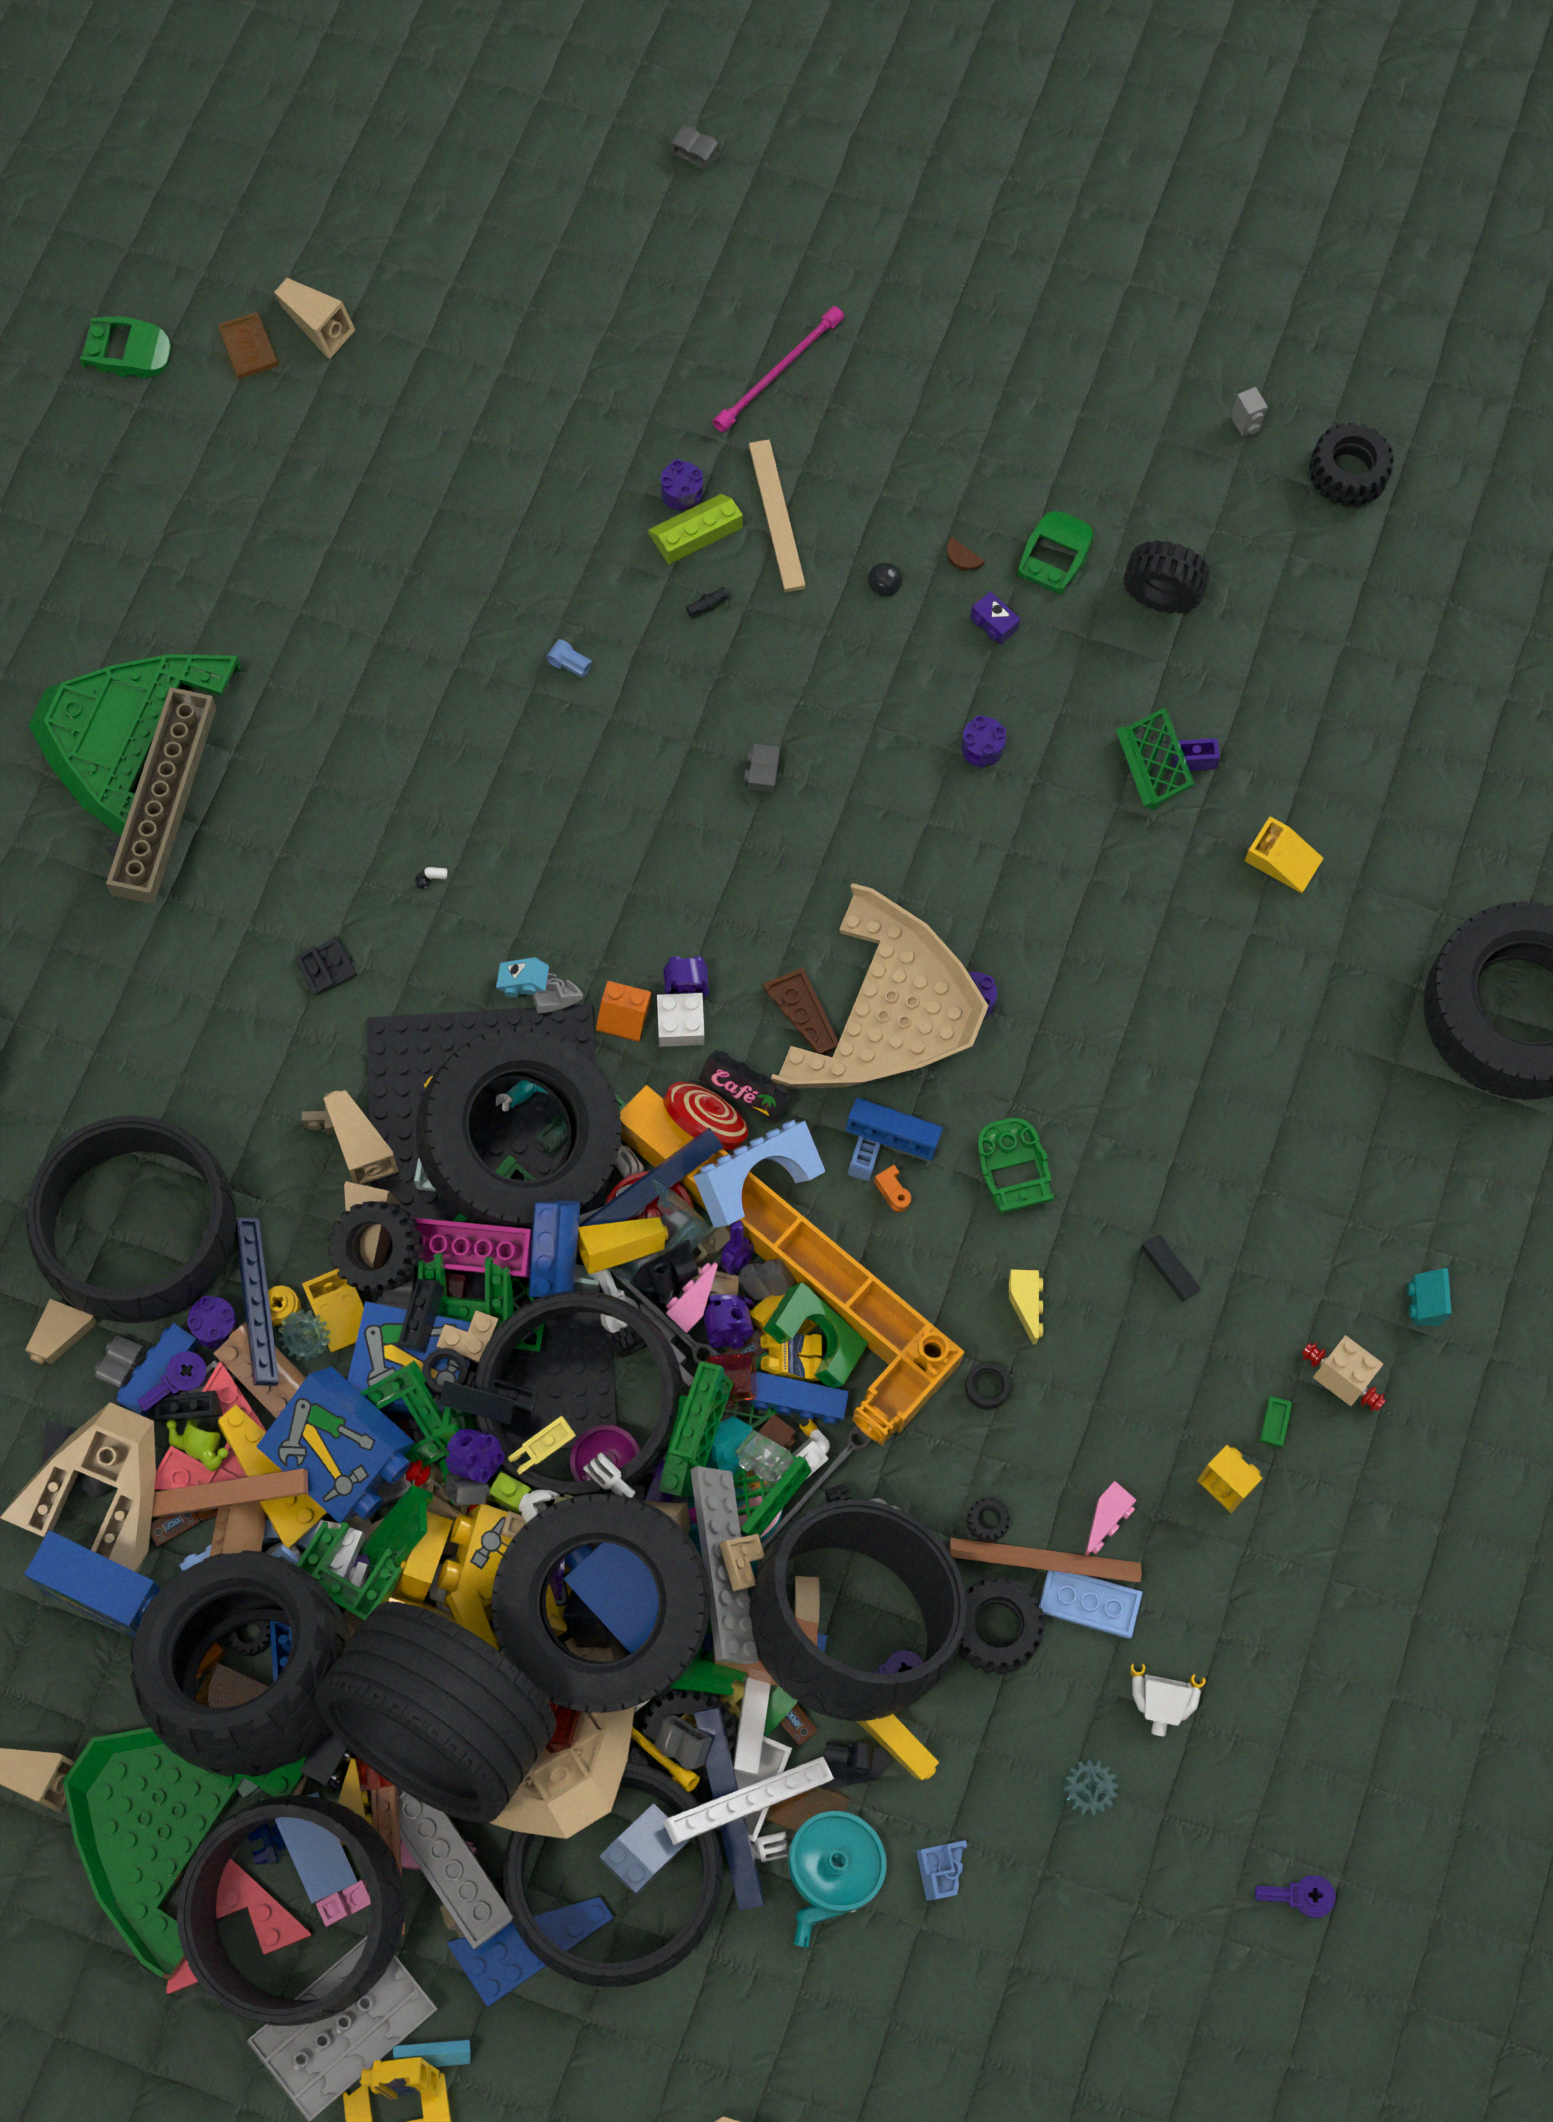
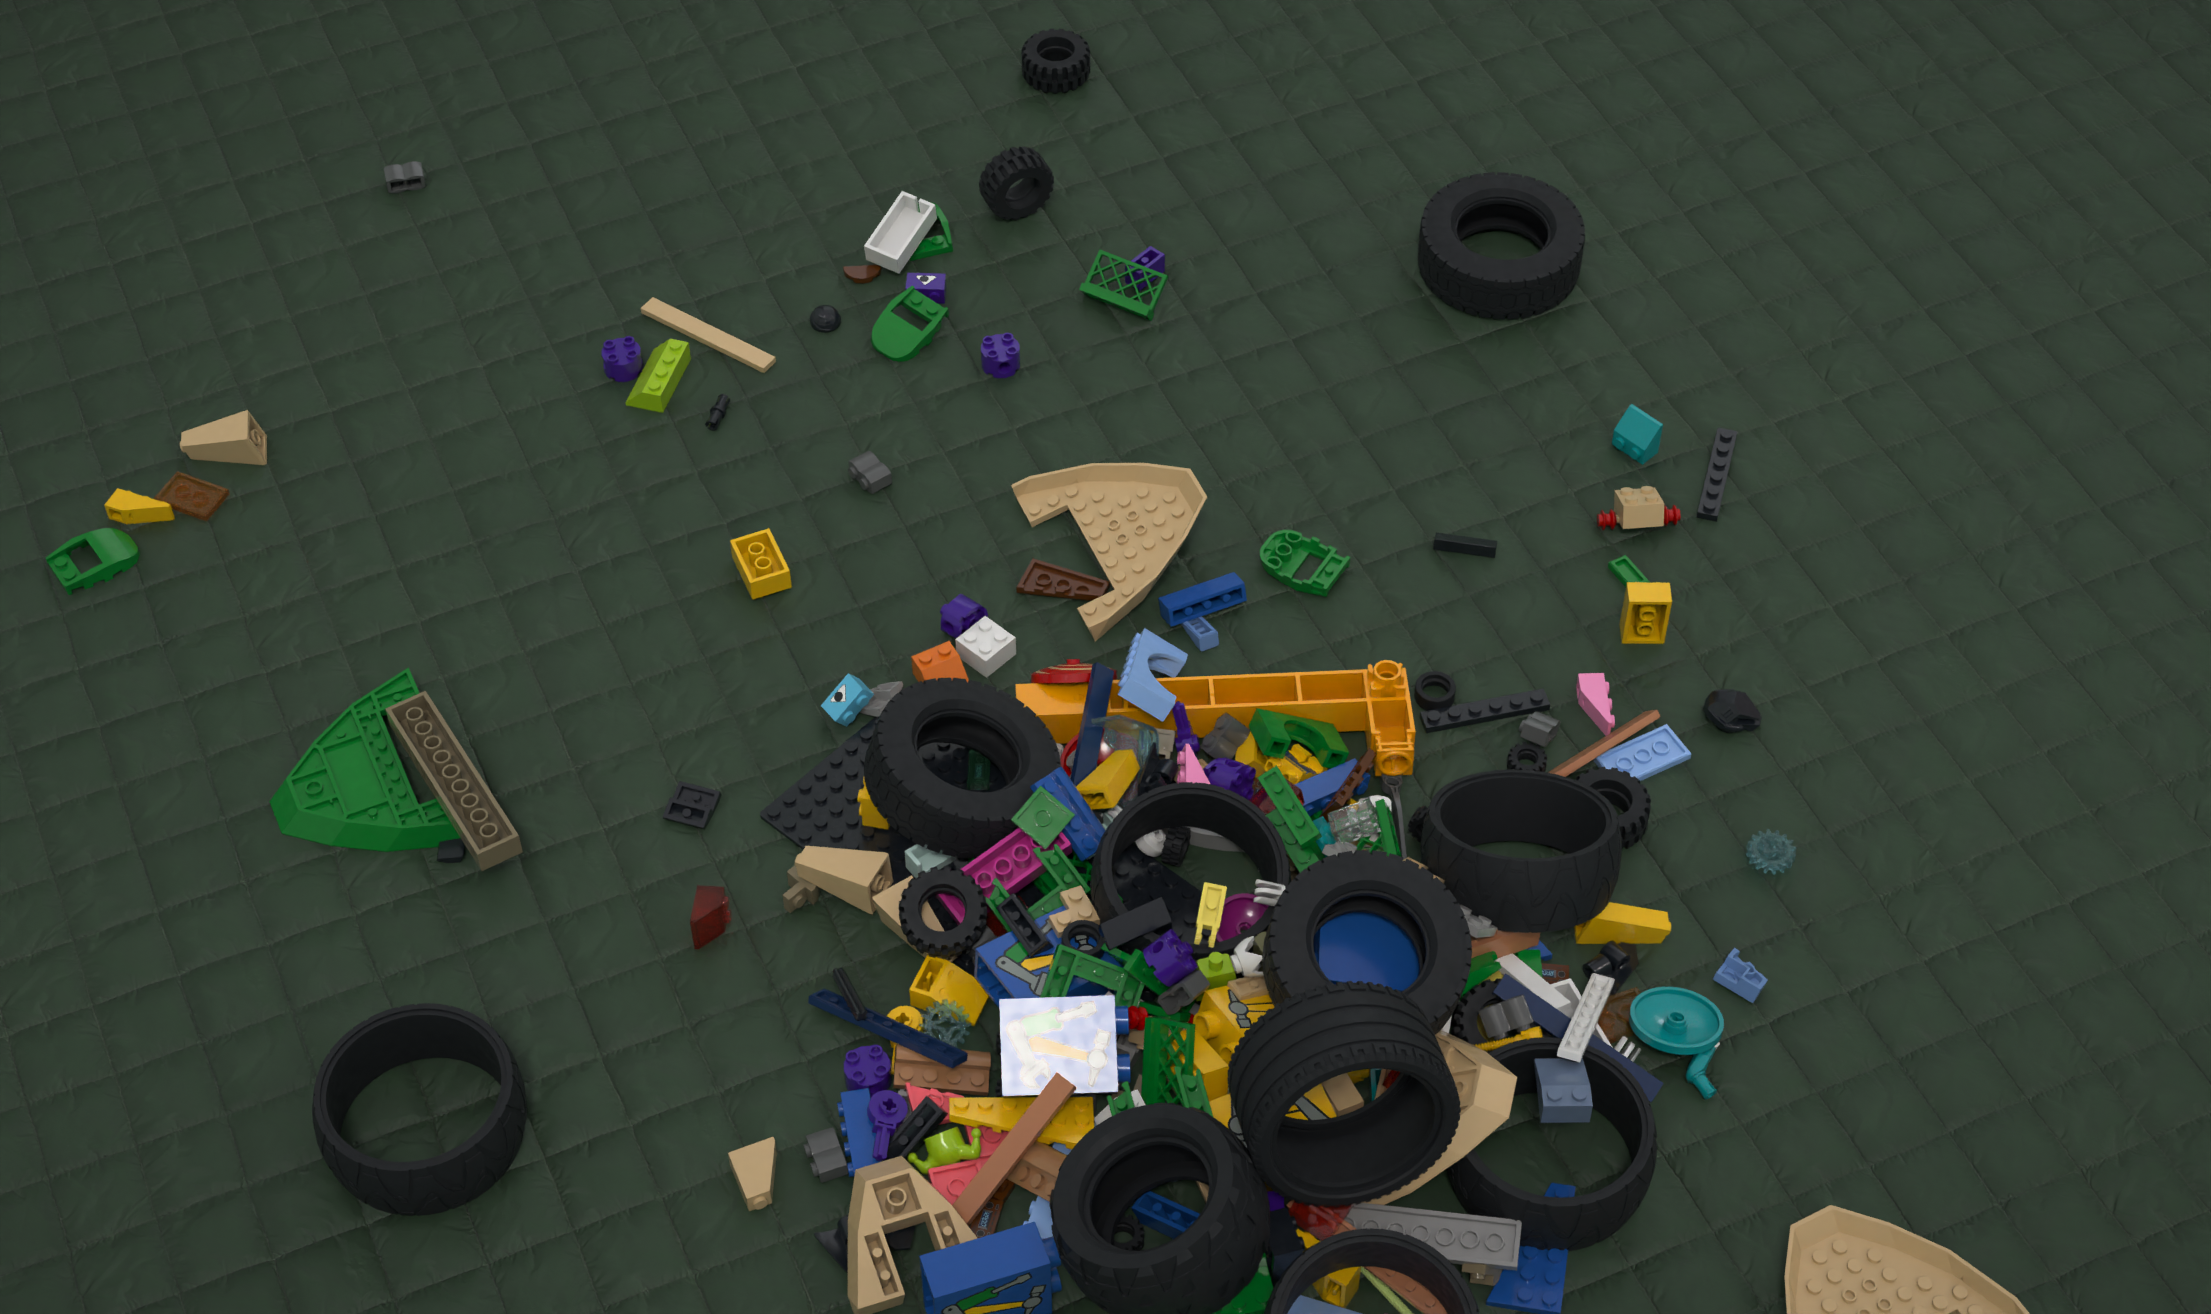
camera: 40 degrees left, 20 degrees down
(89, 1148) = (720, 976): black tyre -> none
(192, 323) = (135, 508): none -> yellow slope
(232, 1080) = (709, 914): none -> clear red slope
(262, 1244) = (849, 994): none -> black axle
(428, 874) = (702, 702): arm -> none
(518, 1094) = (930, 754): teal arm -> none
(518, 1237) = (1042, 817): none -> green tile
(564, 656) = (650, 508): medium blue piece -> none
(588, 785) = (760, 563): none -> yellow brick
(746, 1086) = (1082, 646): black brick -> none
(804, 1416) = (1352, 781): none -> reddish brown wing
(829, 320) = (608, 306): dark pink hose -> none
(892, 1191) = (1242, 634): orange leg -> none
(918, 651) = (897, 337): none -> green slope
(1010, 1440) = (1484, 710): none -> black plate
(1021, 546) = (900, 232): none -> white piece
(1024, 1297) = (1399, 626): light yellow slope -> none
(1027, 1501) = (1539, 728): none -> dark grey brick
(1164, 1699) = (1751, 766): white torso -> none
(1207, 1631) = (1725, 708): none -> black helmet
(1249, 412) = (959, 75): light grey brick -> none
(1284, 855) = (1262, 282): yellow slope -> none
(1298, 1897) = (1966, 798): dark purple piece -> none
(1465, 1394) = (1717, 474): none -> black plate

